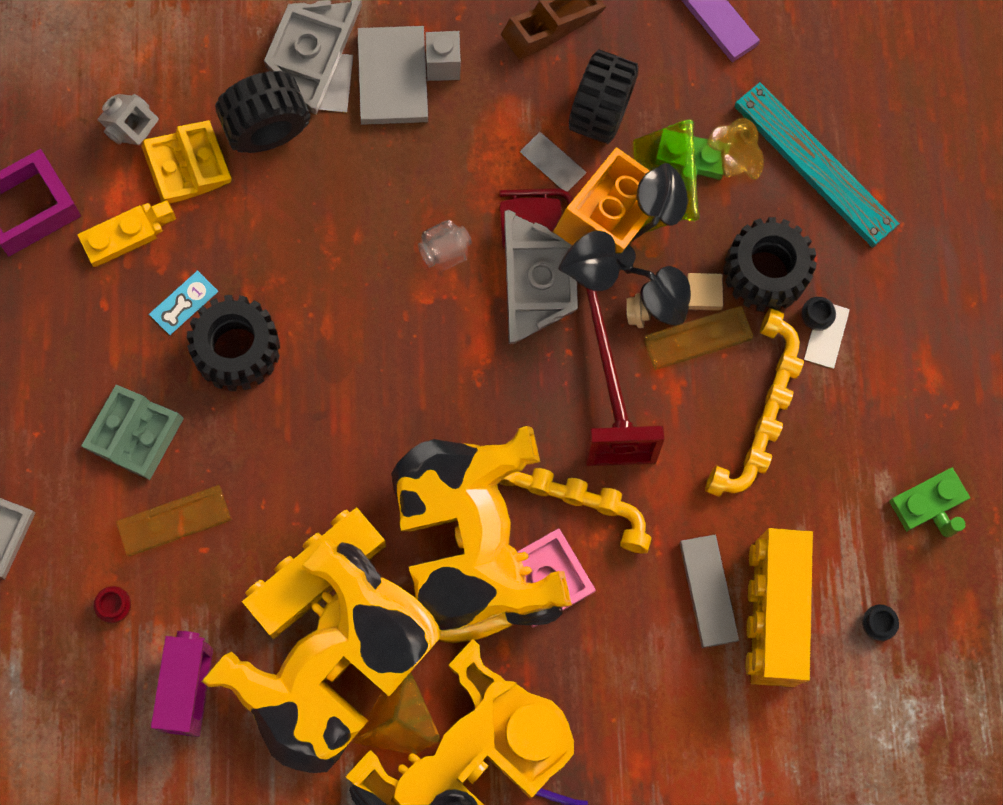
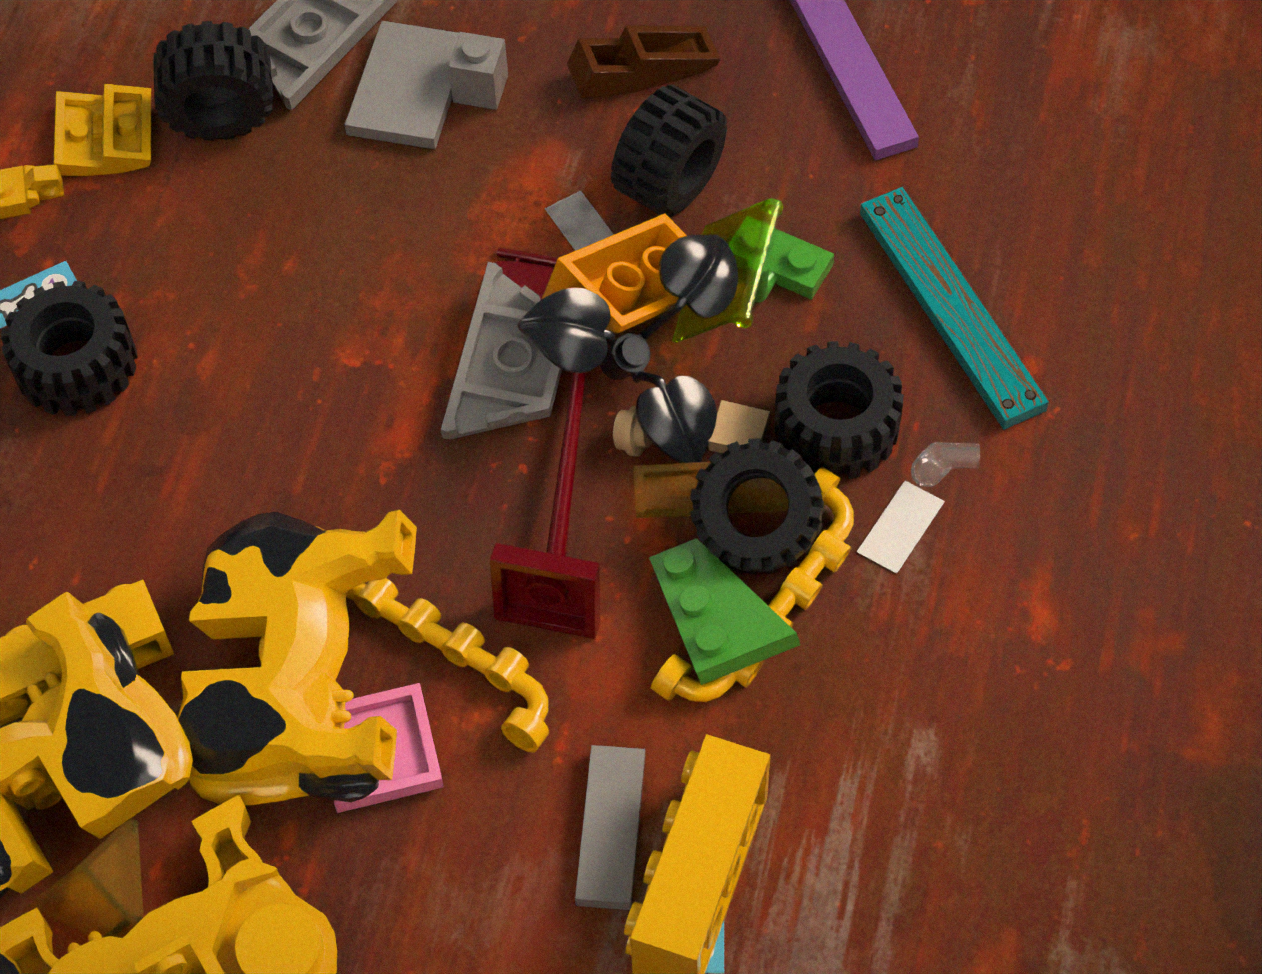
camera: 25 degrees right, 15 degrees down
(127, 119) = (60, 60): light grey brick -> none
(338, 90) = (332, 89): flat silver sticker -> none
(444, 245) = (395, 291): clear head -> none
(734, 430) = (718, 613): none -> bright green wing
(737, 151) = (842, 263): clear yellow plate -> none
(766, 368) = (730, 471): none -> black tyre
(818, 313) = (893, 492): black plate -> none
(841, 279) = (941, 458): none -> clear arm
(880, 622) = (855, 935): black plate -> none
(931, 501) = (987, 784): bright green plate -> none

